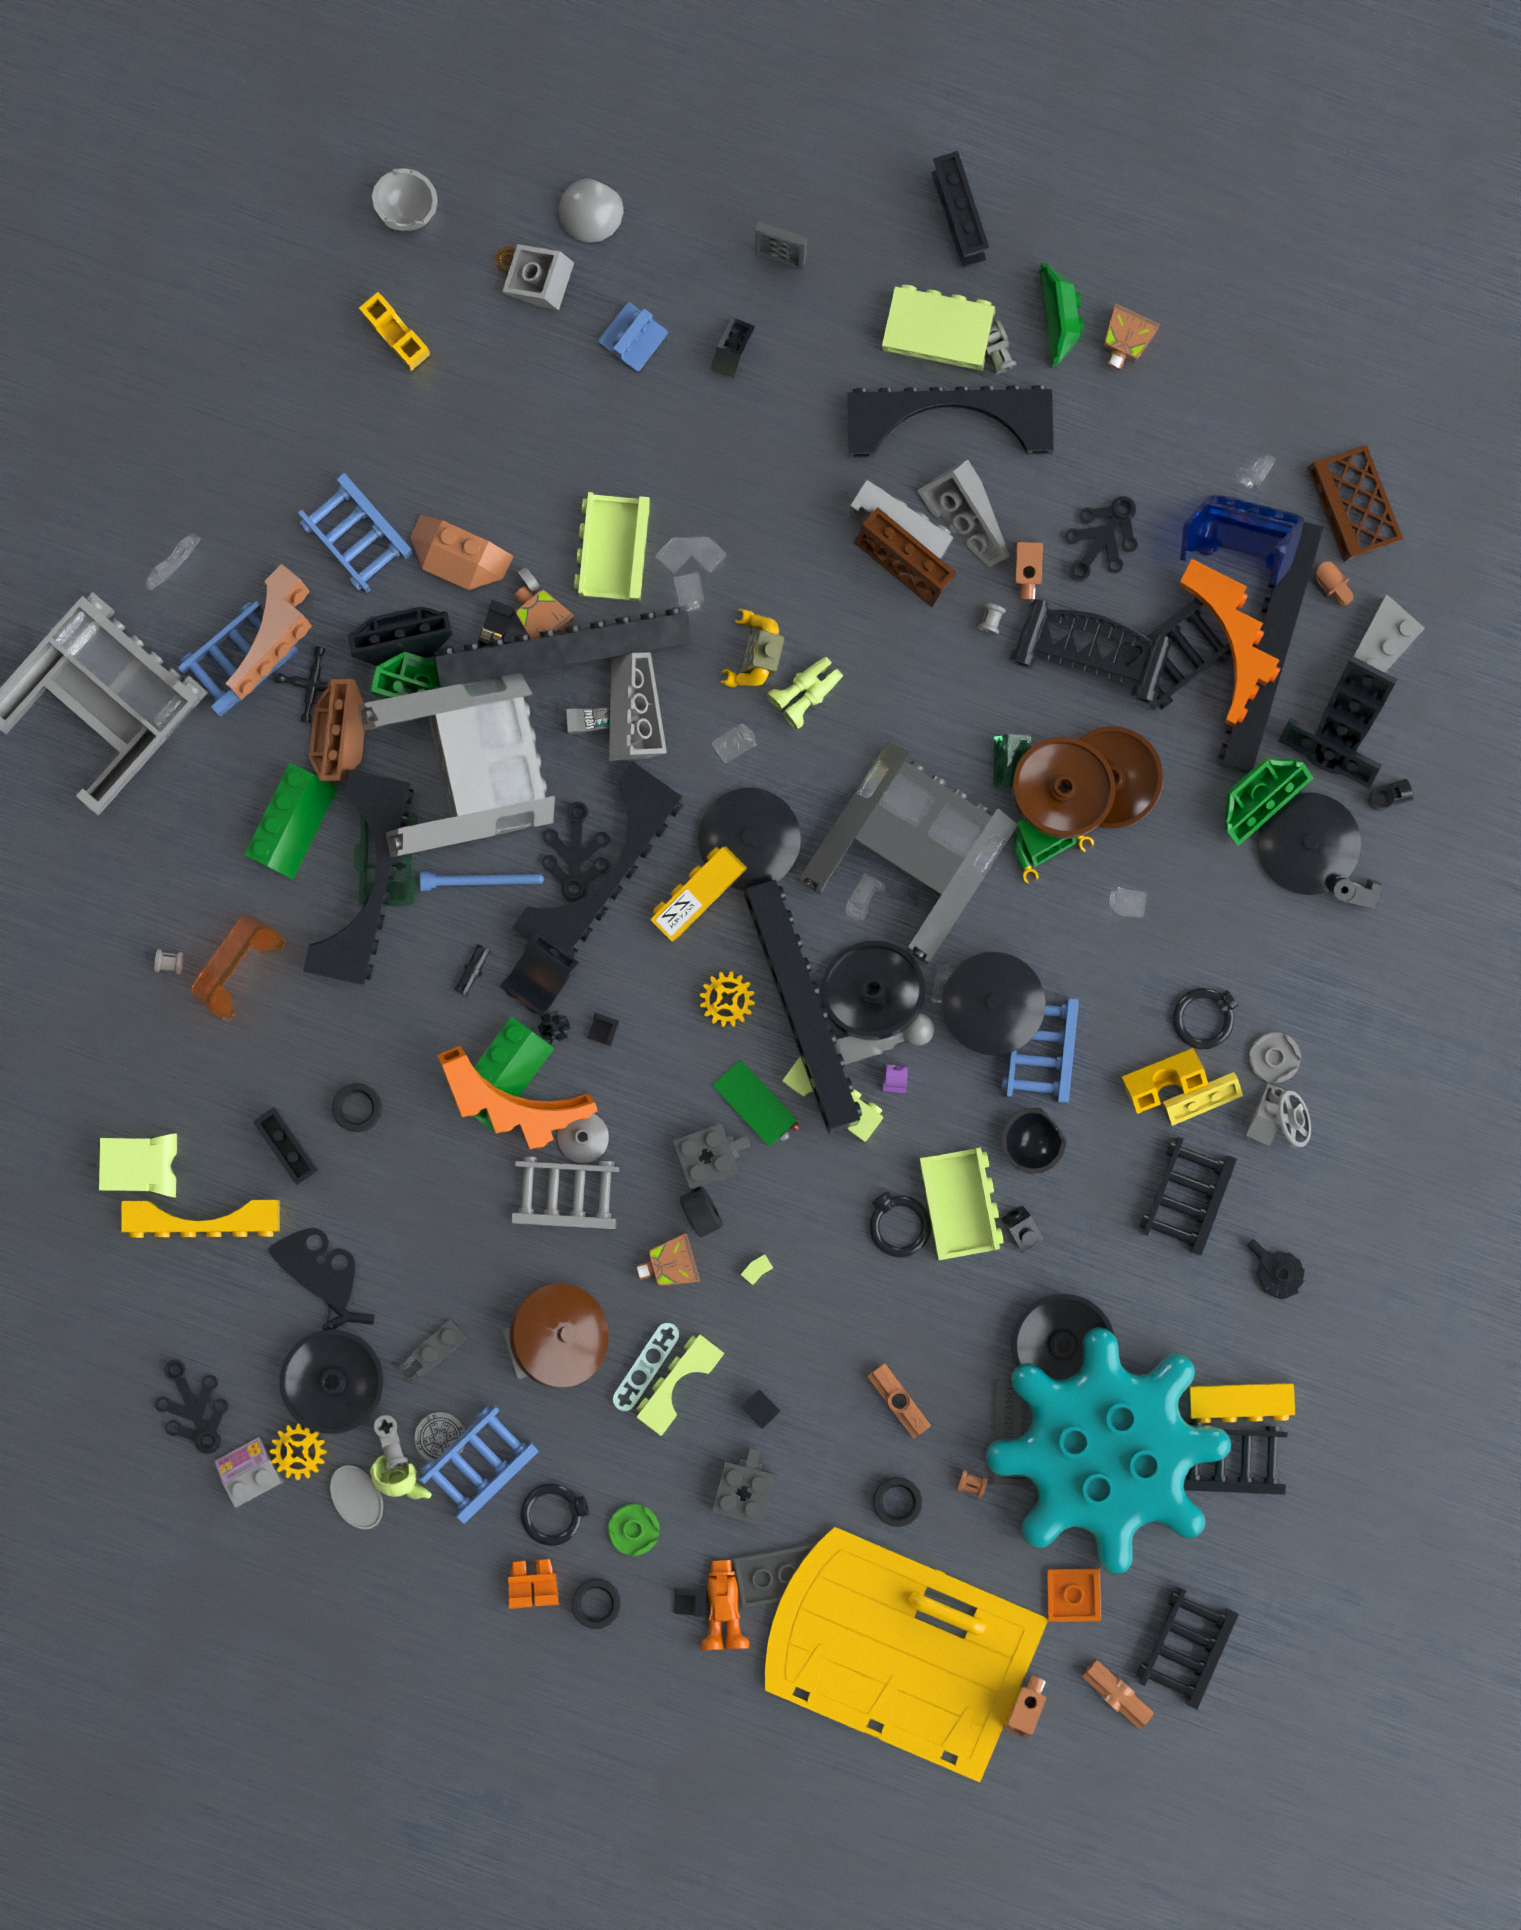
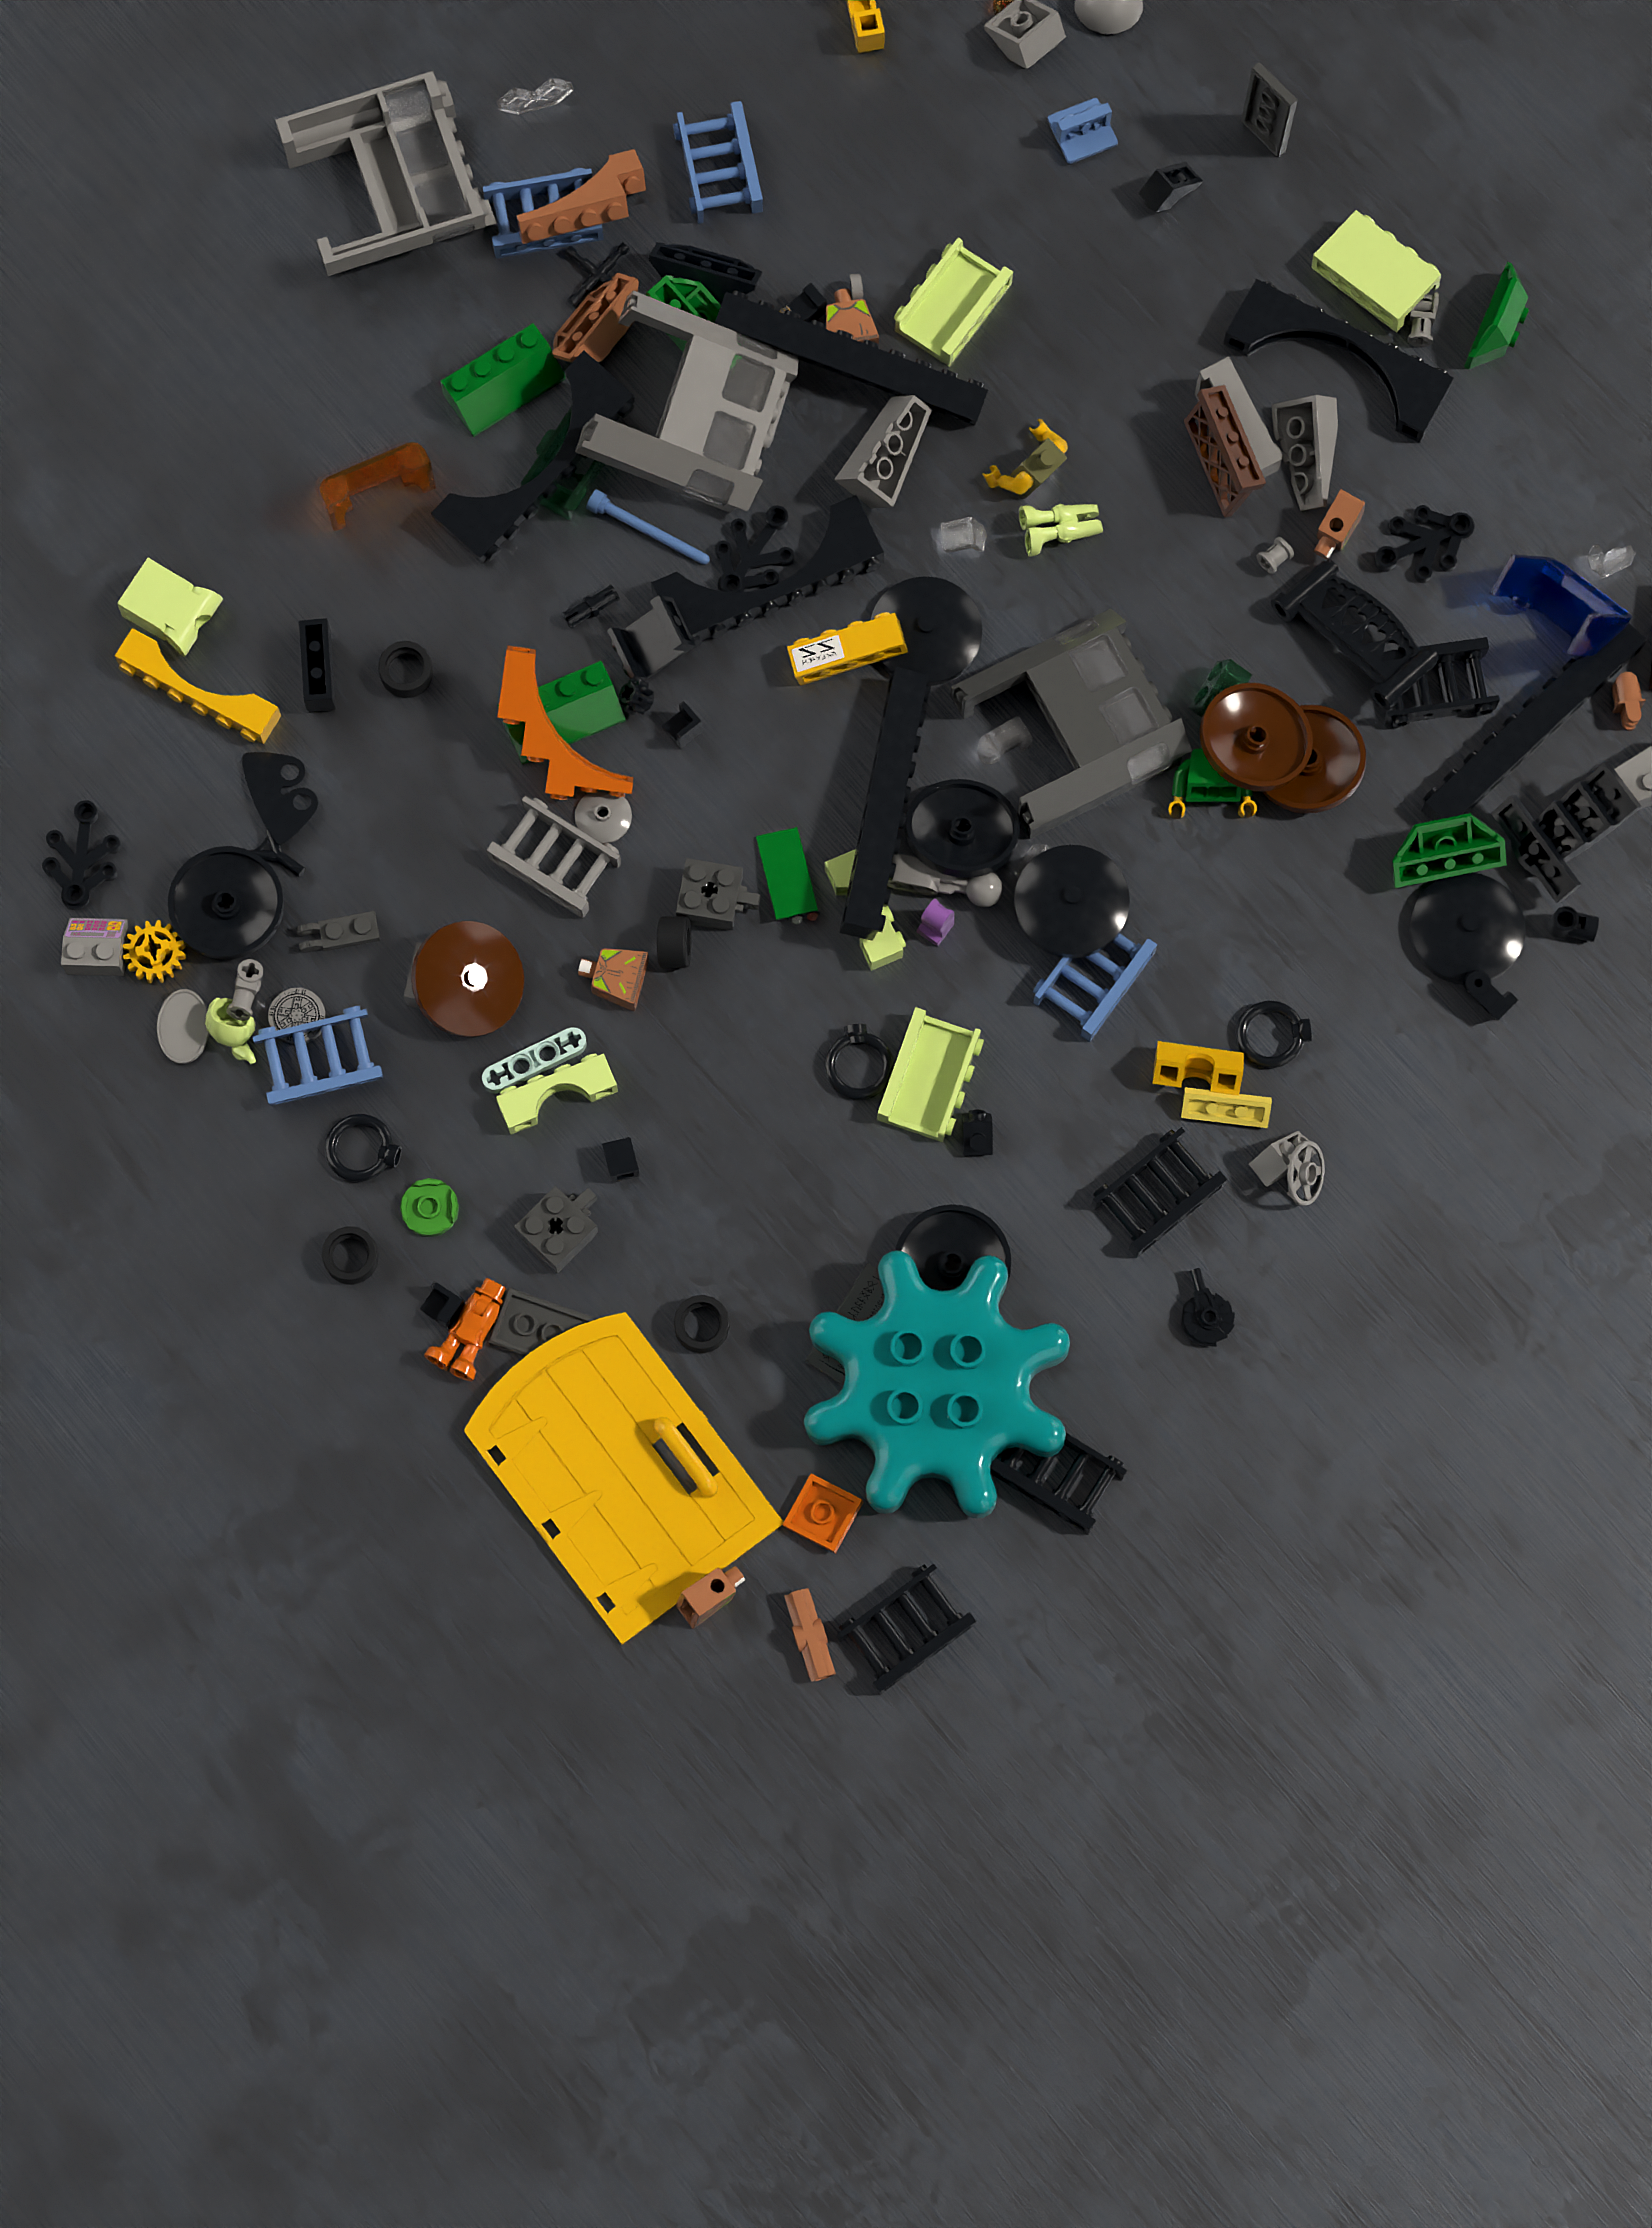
camera: 30 degrees right, 10 degrees down
(168, 961) = (312, 443): light grey bush -> none
(458, 554) = (805, 232): nougat wedge -> none
(521, 1585) = (298, 1206): orange hips -> none
(588, 720) = (834, 440): light grey leg -> none
(680, 549) = (1014, 340): clear tile -> none
(689, 591) = (1001, 379): clear bracket -> none
(720, 990) = (806, 763): yellow gear -> none
(756, 1269) = (696, 1028): yellowish green piece -> none
(910, 1414) = (759, 1210): nougat piece -> none
(960, 209) = (1457, 171): black fence -> none
(972, 1484) = (782, 1338): nougat bush -> none
(1032, 1141) = (1035, 1051): black cylinder -> none
(1127, 336) = (1554, 373): nougat torso -> none
(1128, 902) = (1257, 885): clear bracket -> none
(1241, 1401) = (1099, 1418): yellow brick -> none
(1251, 665) = (1512, 651): orange arch -> none
(1274, 1057) = (1319, 1110): light grey tile -> none

